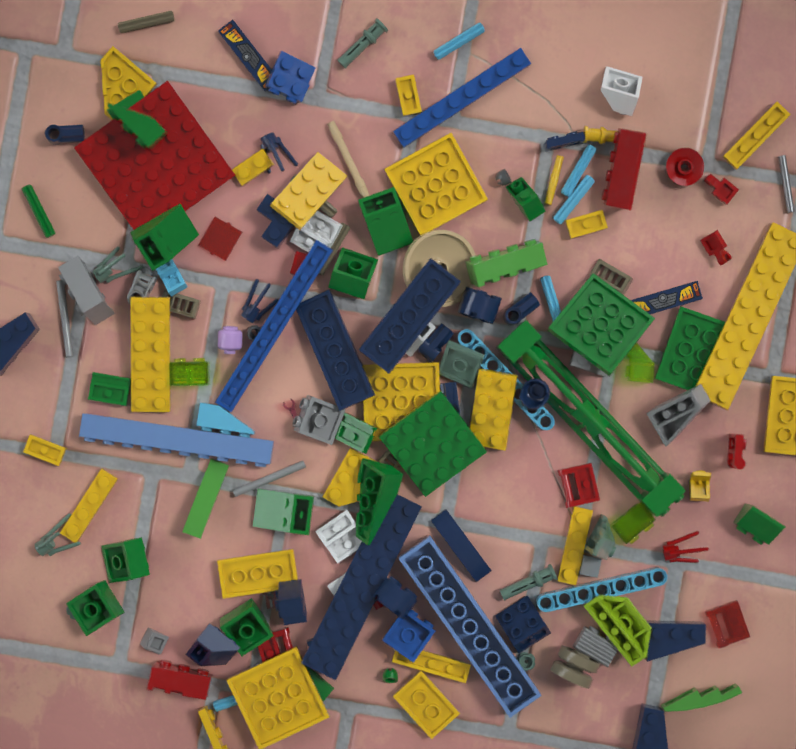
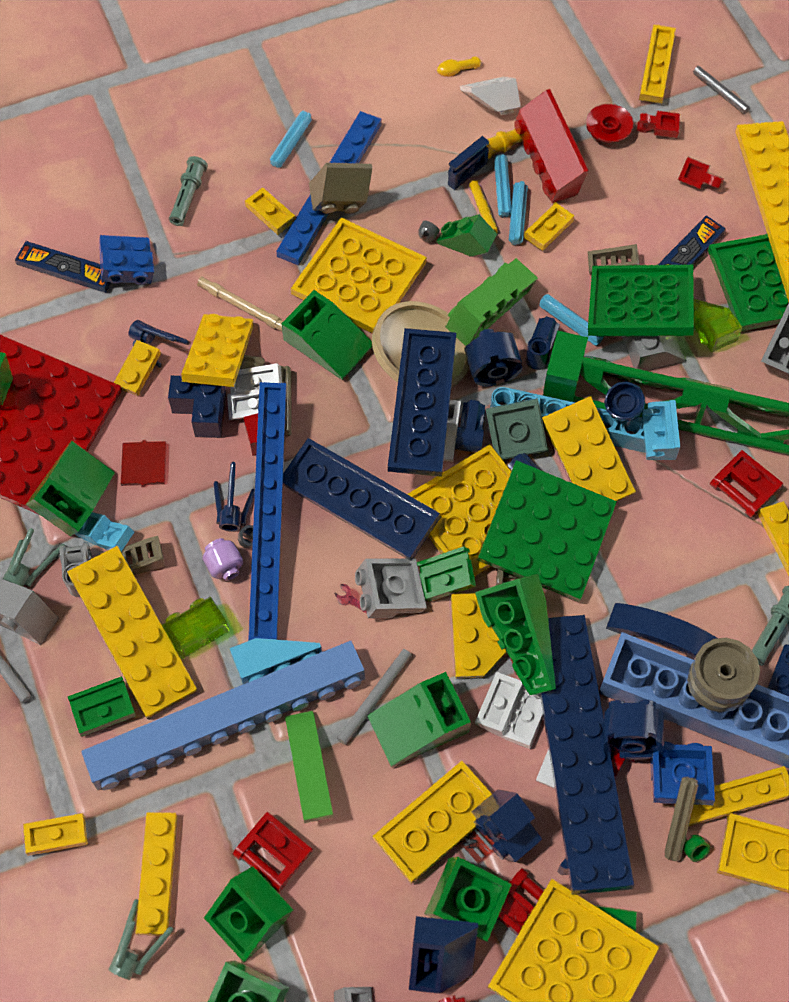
camera: 30 degrees left, 25 degrees down
(164, 533) = (277, 842): none -> red plate
(353, 273) = (326, 411): green slope -> none
(389, 659) = (681, 818): none -> dark tan axle
(454, 608) = (723, 674): none -> dark tan wheel
(460, 114) = (340, 187): none -> dark tan slope
(544, 425) = (661, 431): none -> medium azure hinge
(611, 46) = (452, 67): none -> yellow piece

